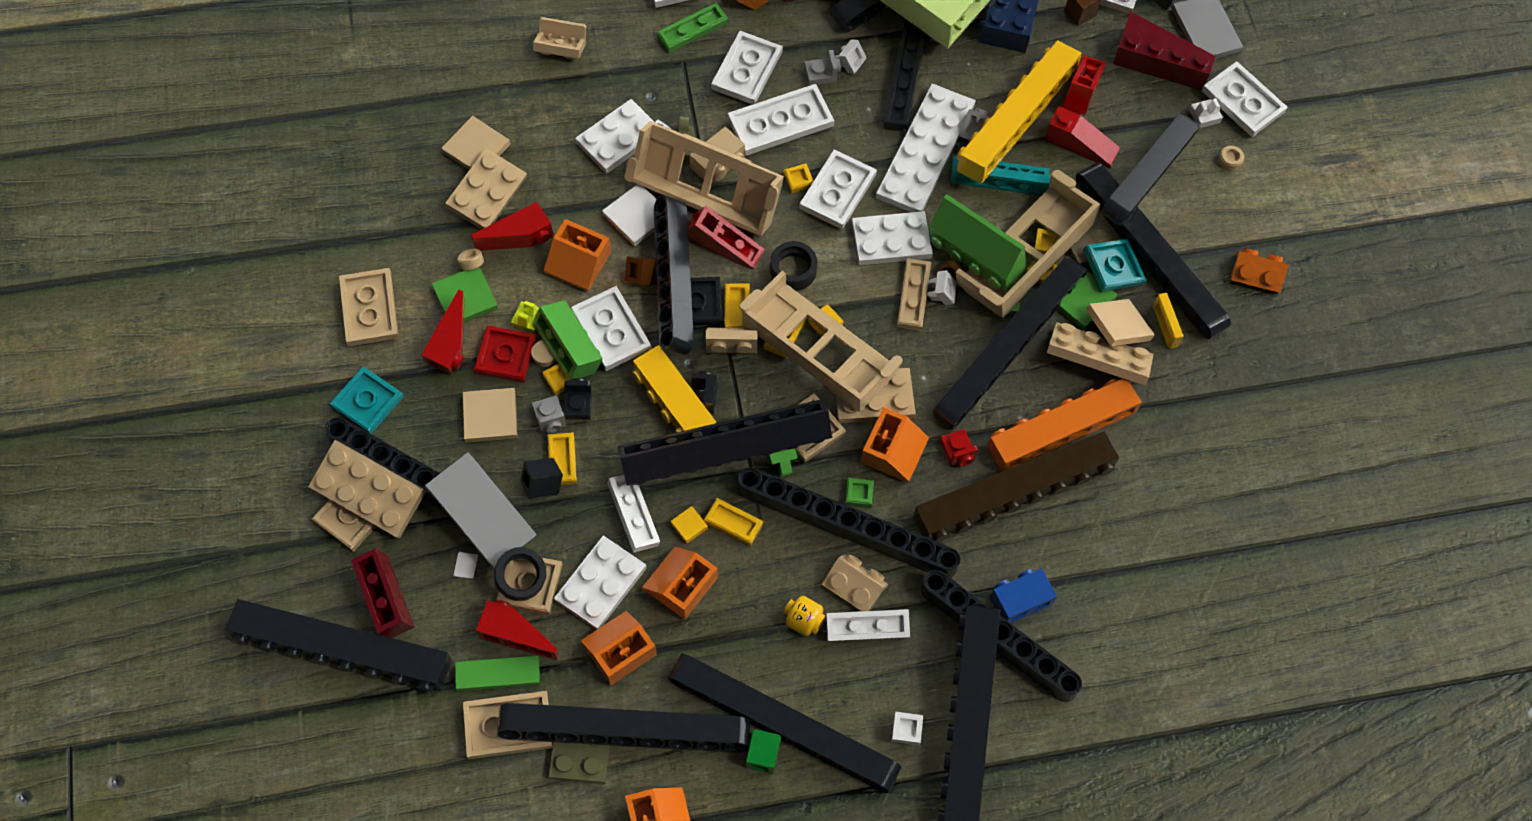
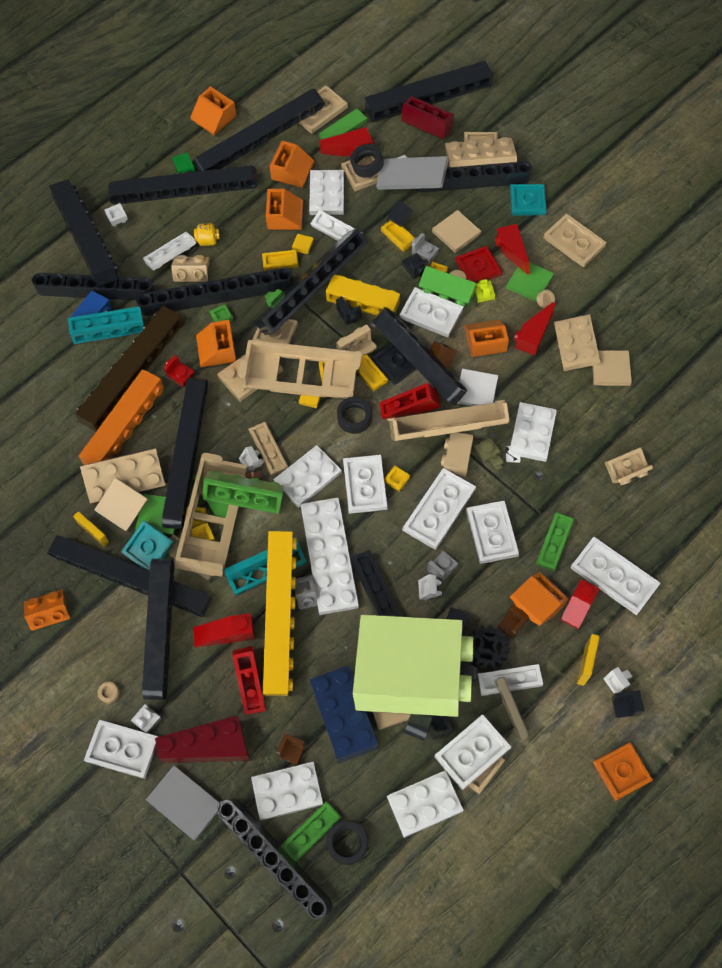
camera: 150 degrees right, 0 degrees up
(1016, 555) = (106, 324): none -> teal fence

